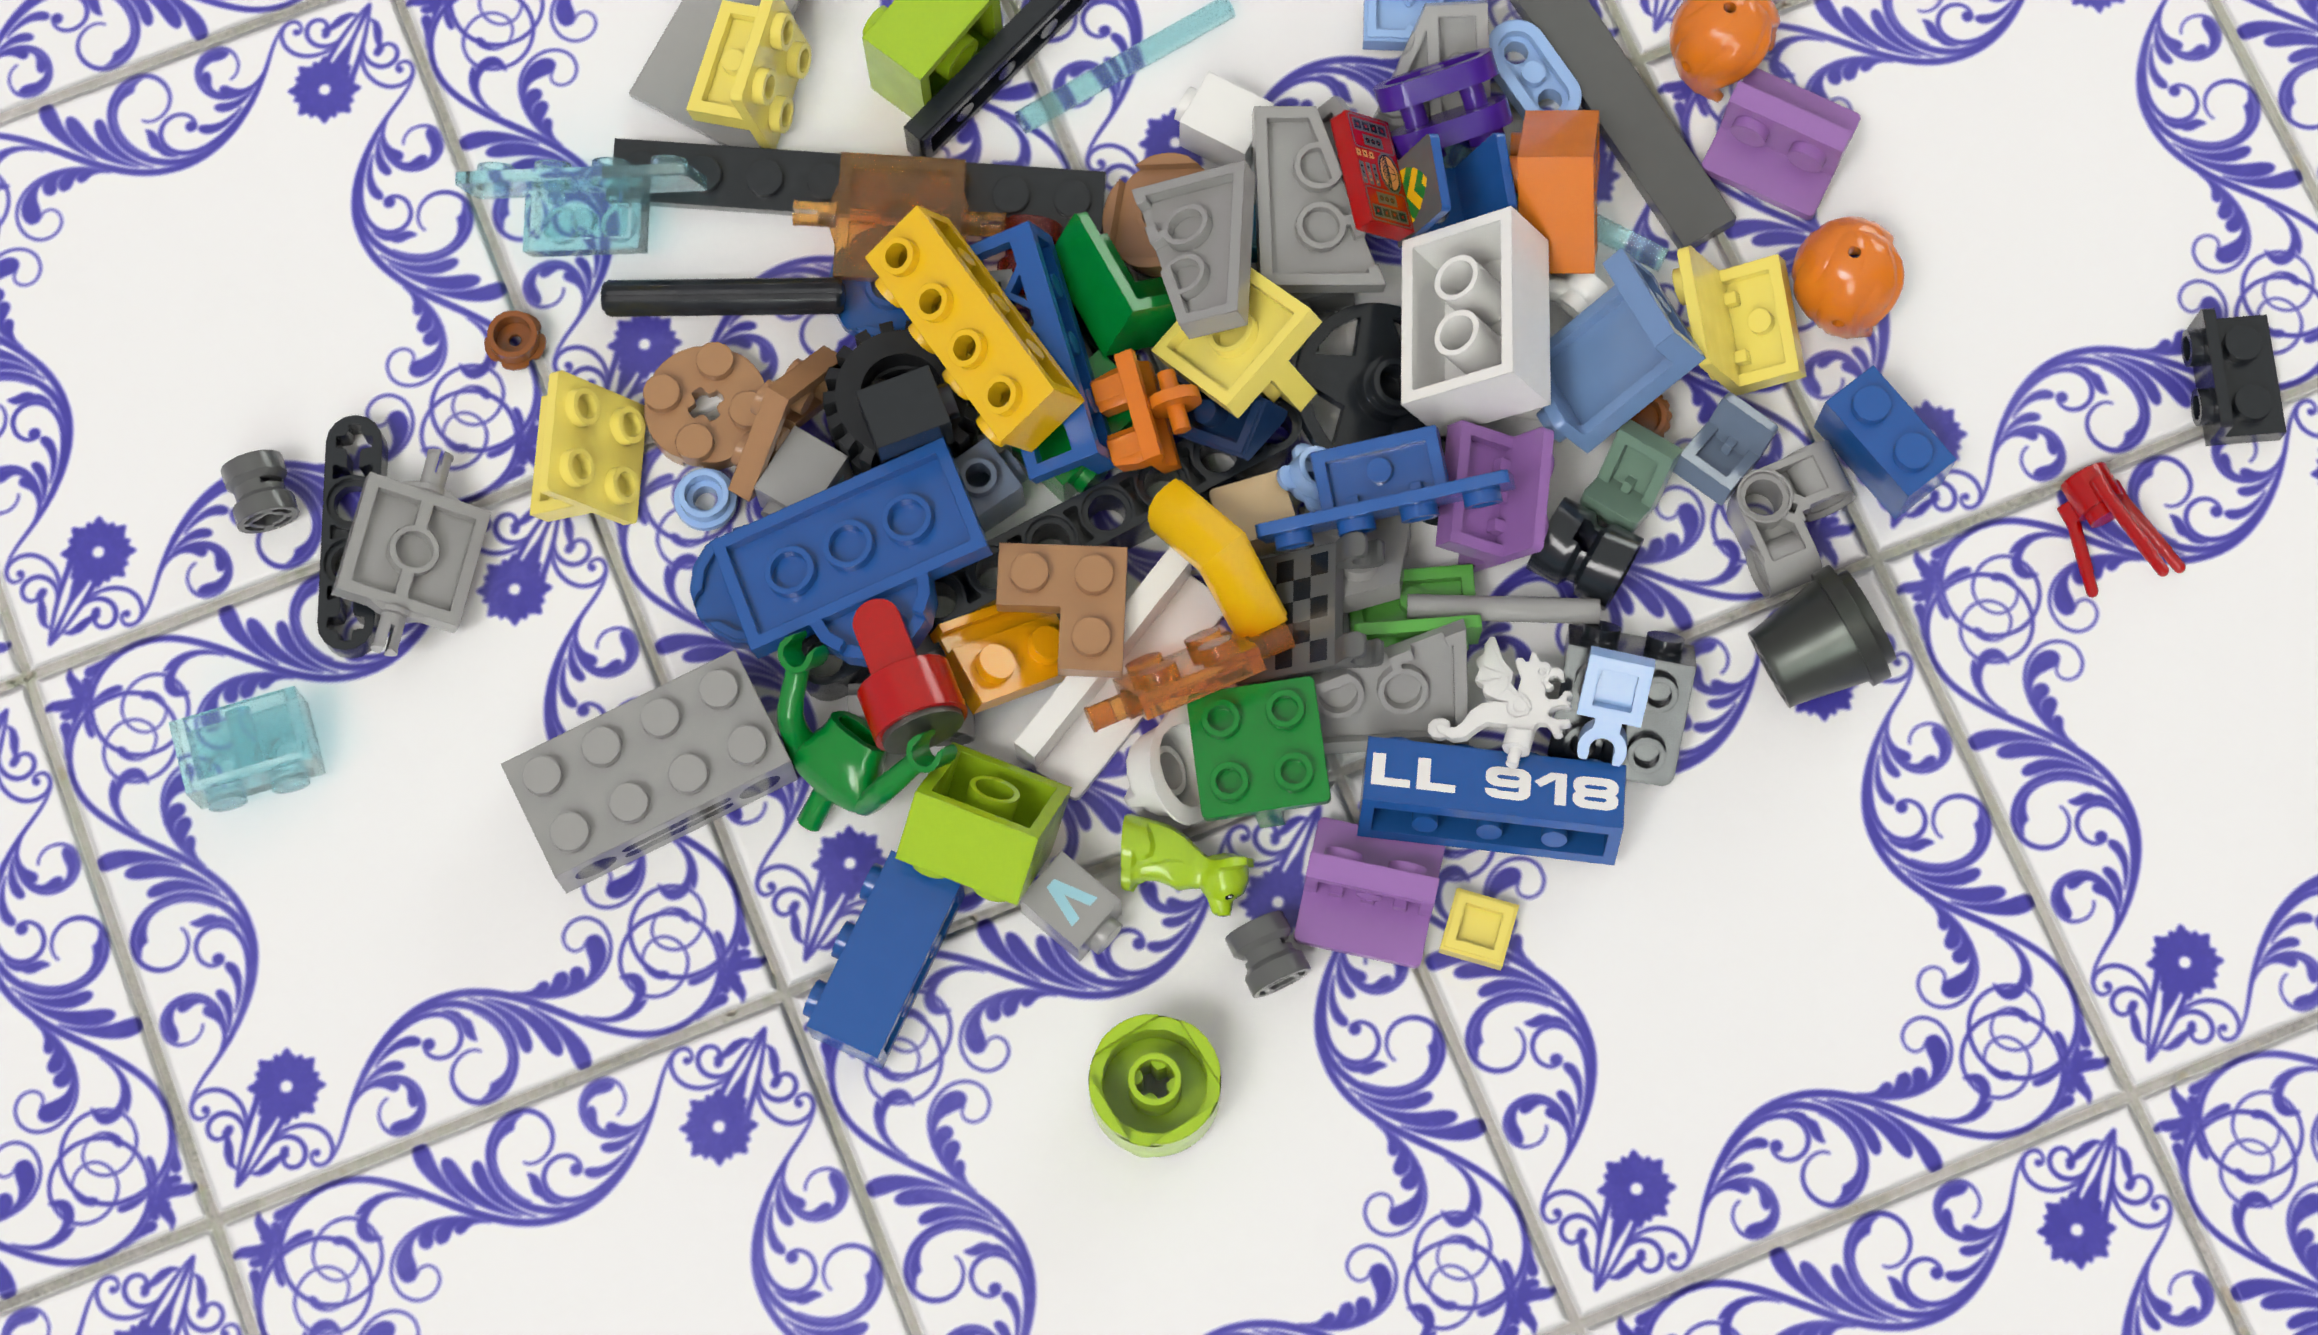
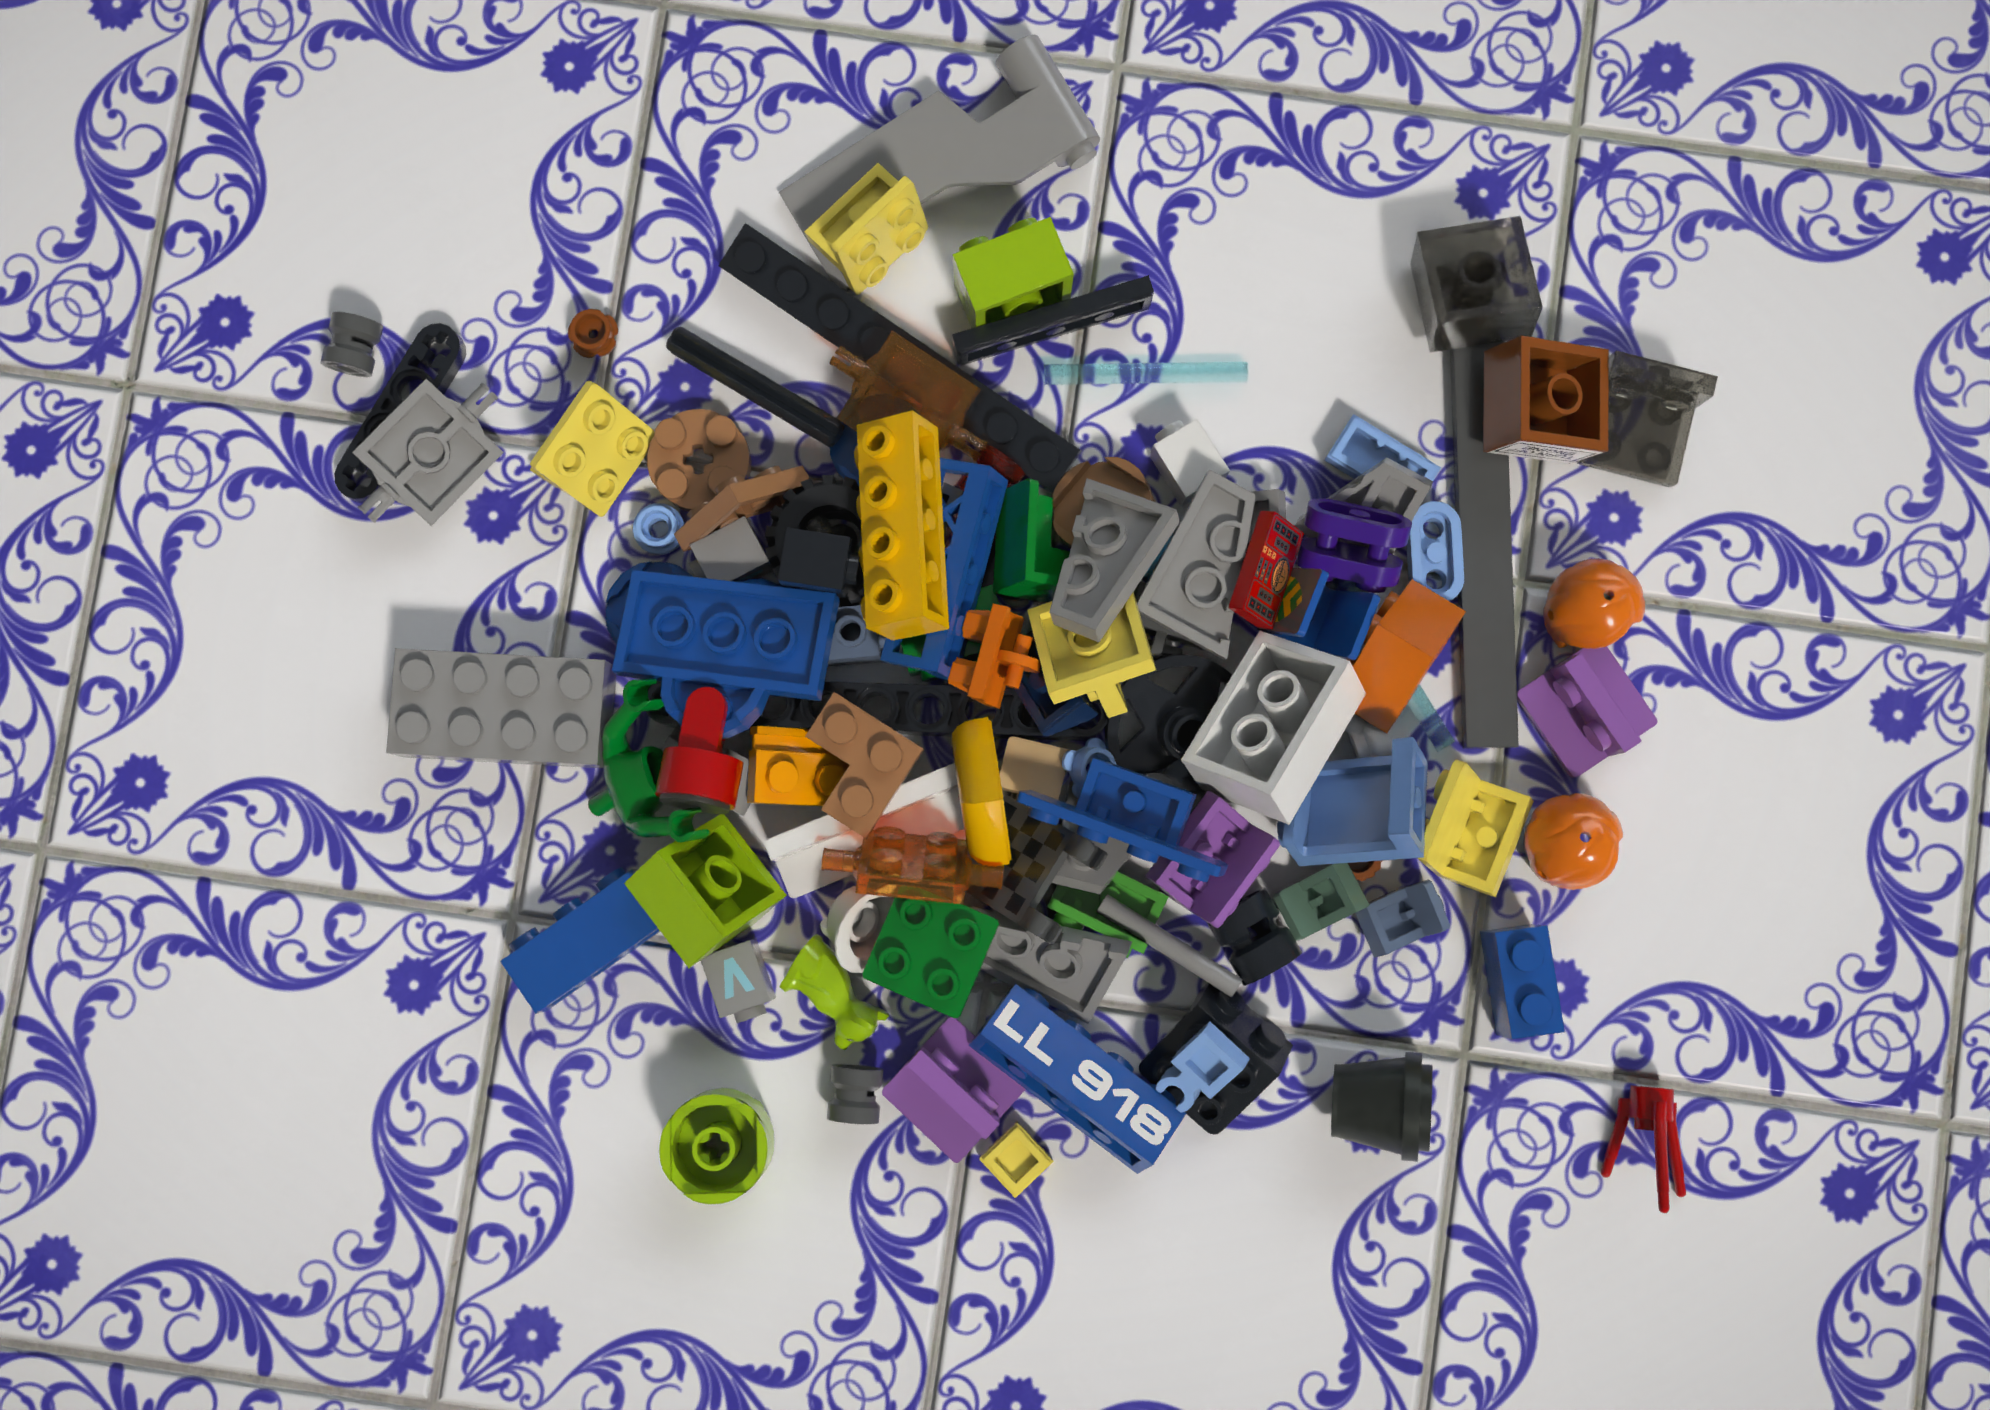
camera: 30 degrees right, 10 degrees up
(247, 749) = (235, 530): clear light blue brick -> none
(584, 208) = (691, 267): clear light blue bracket -> none
(1516, 710) = (1134, 1029): white piece -> none
(1802, 490) = (1398, 1012): light grey piece -> none
(2234, 379) = (1809, 1078): black bracket -> none

